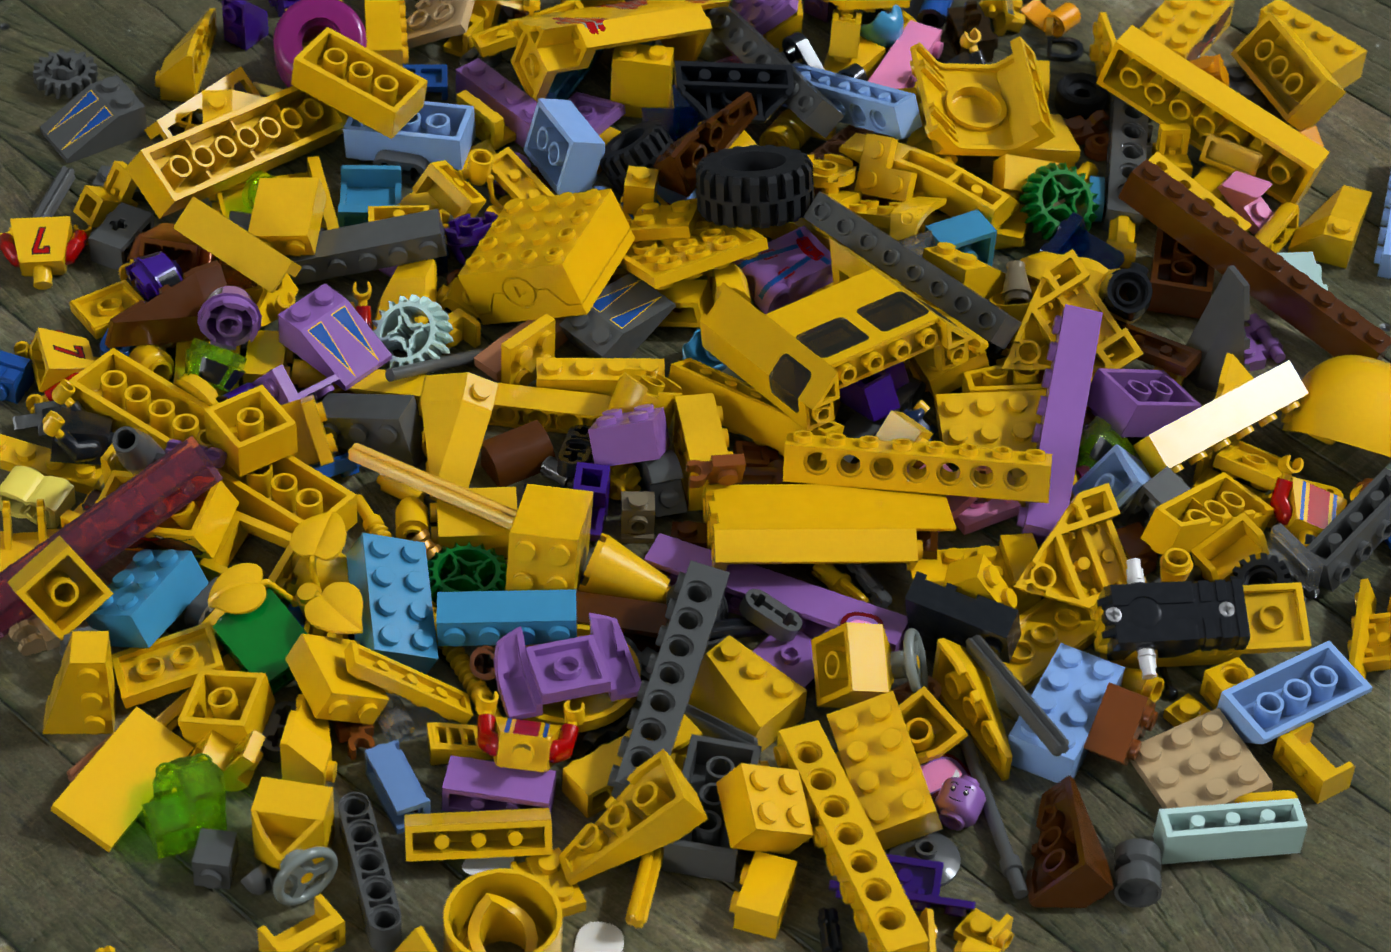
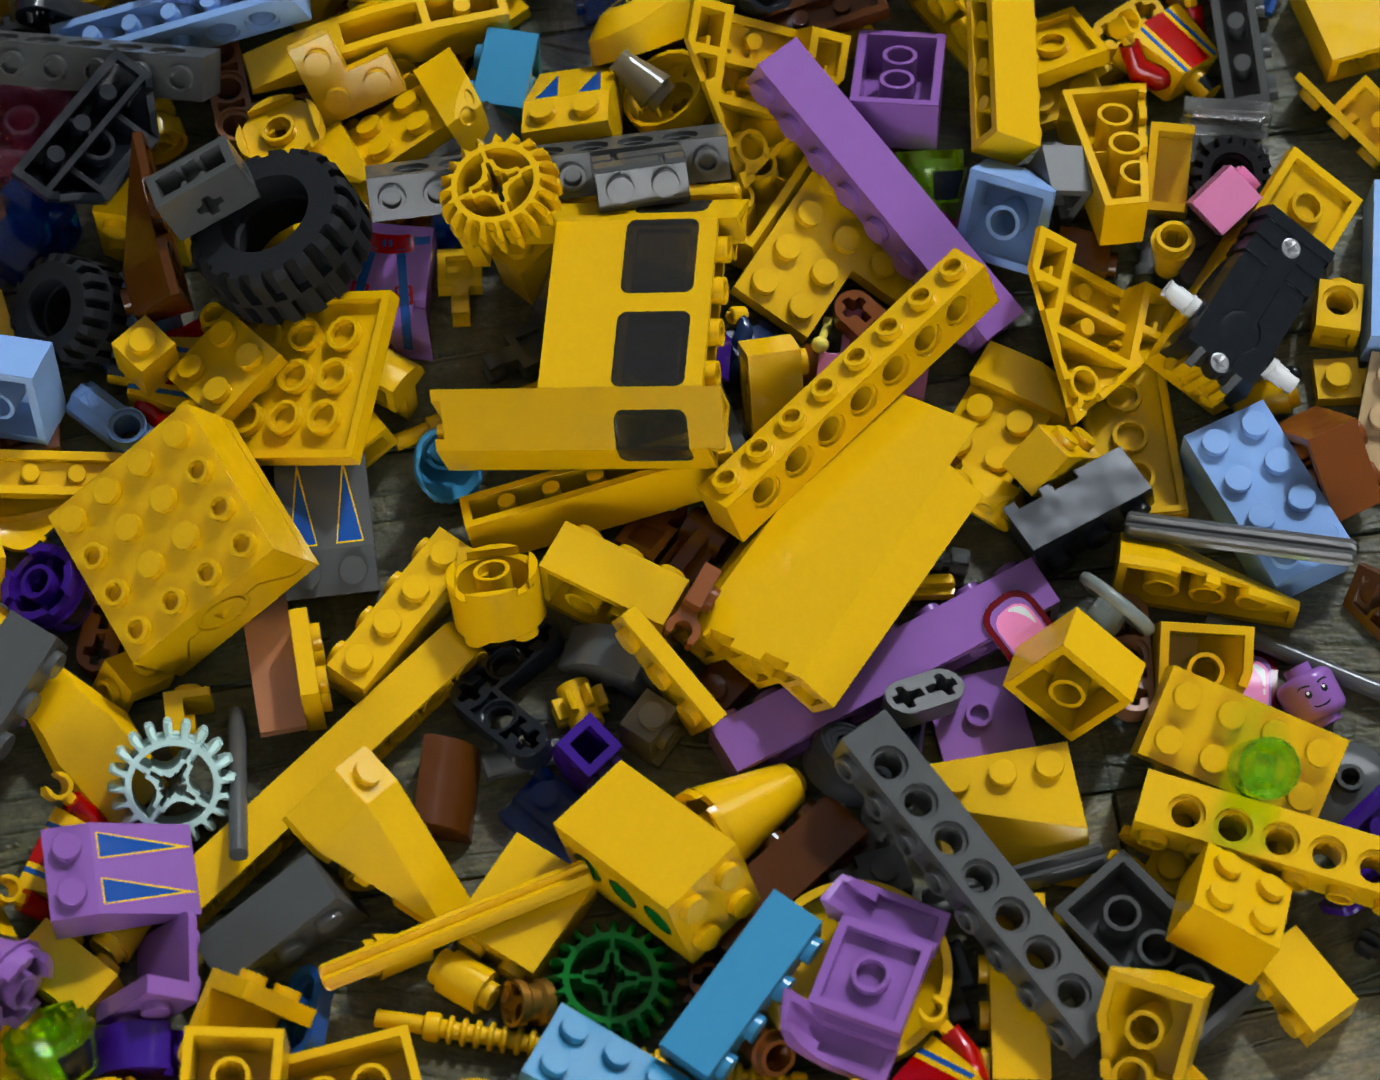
camera: 50 degrees left, 20 degrees up
(629, 436) = (557, 658): medium lavender brick -> none
(664, 481) = (667, 671): none -> yellow wing
(739, 127) = (202, 187): none -> dark grey brick
(862, 235) = (528, 185): none -> yellow gear
(867, 764) = (1263, 768): none -> clear neon green wheel
(938, 291) = (640, 178): none -> dark grey brick
(1229, 562) = (1225, 198): none -> bright pink brick

